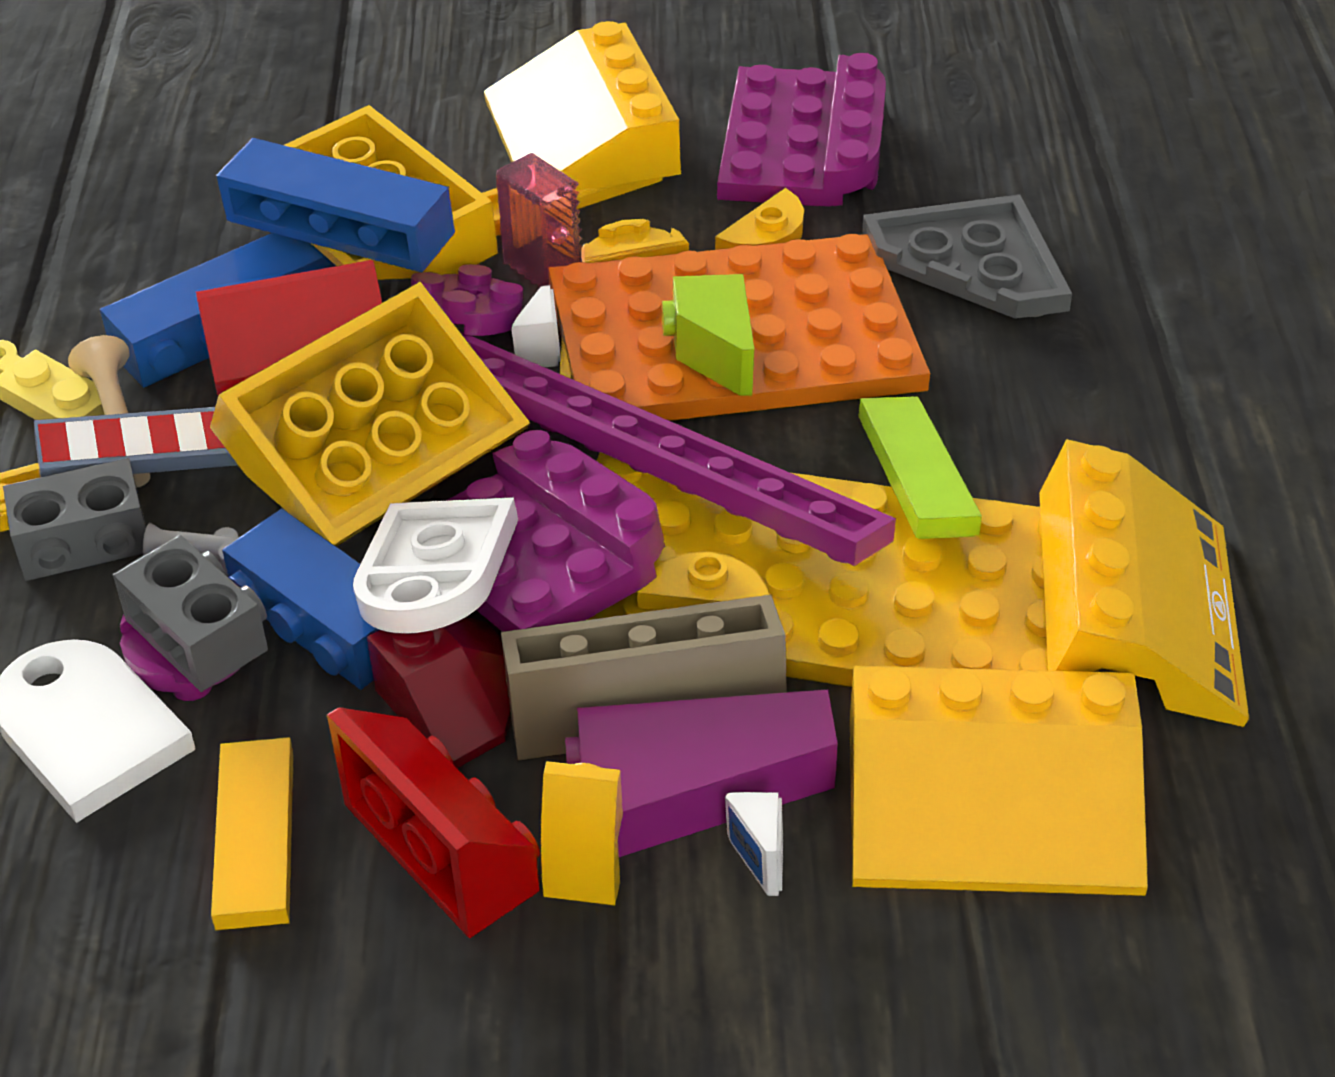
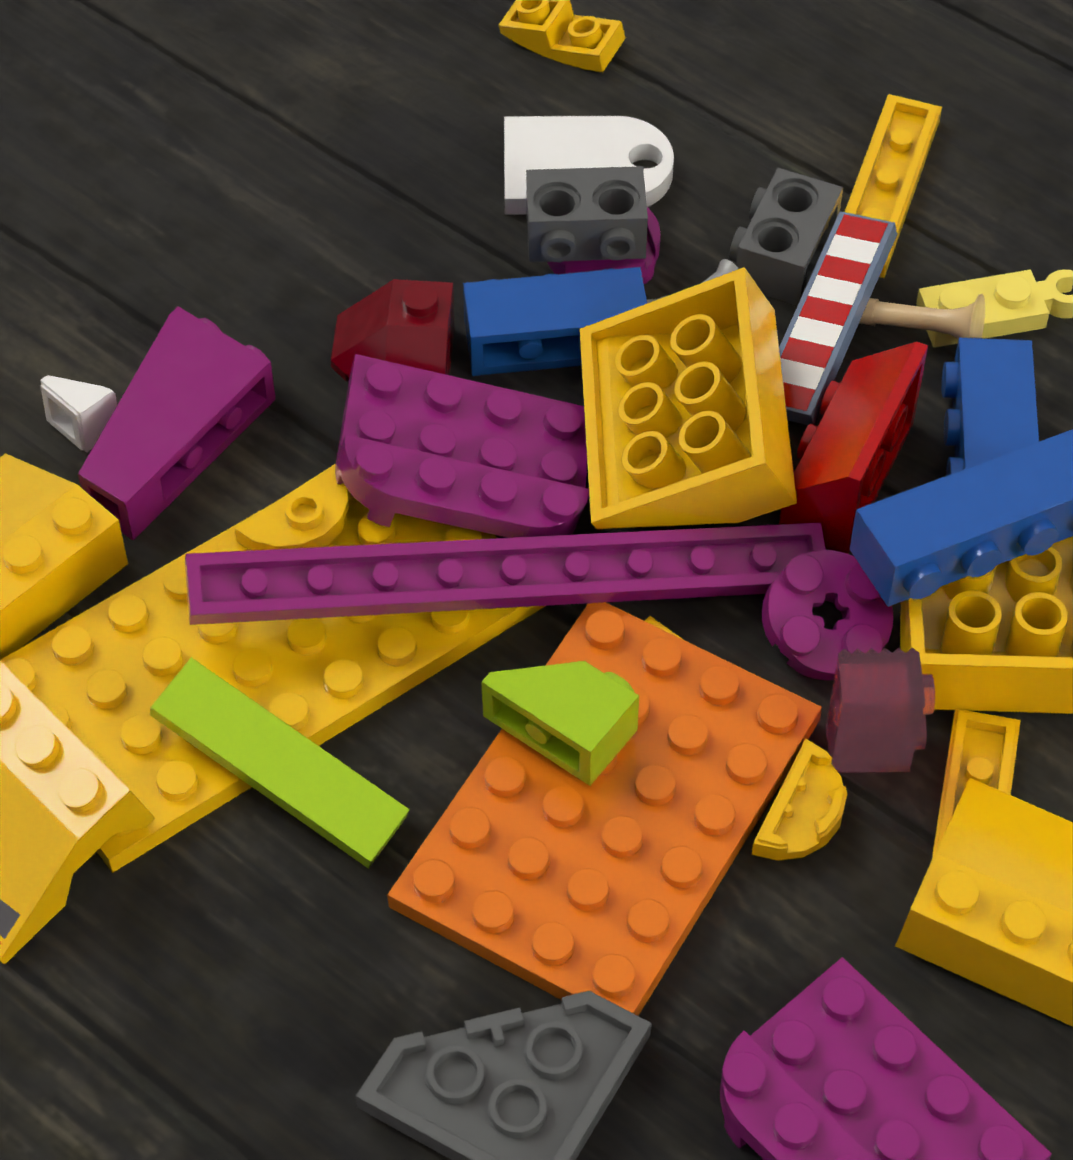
camera: 130 degrees right, 10 degrees up
(253, 834) = (392, 195): yellow tile -> none
(433, 562) = (481, 349): white tile -> none
(433, 818) = (277, 243): red slope -> none
(536, 330) = (736, 638): white slope -> none
(581, 832) = (168, 293): yellow slope -> none
(638, 659) = (262, 427): dark tan brick -> none
(770, 223) = (733, 956): yellow plate -> none

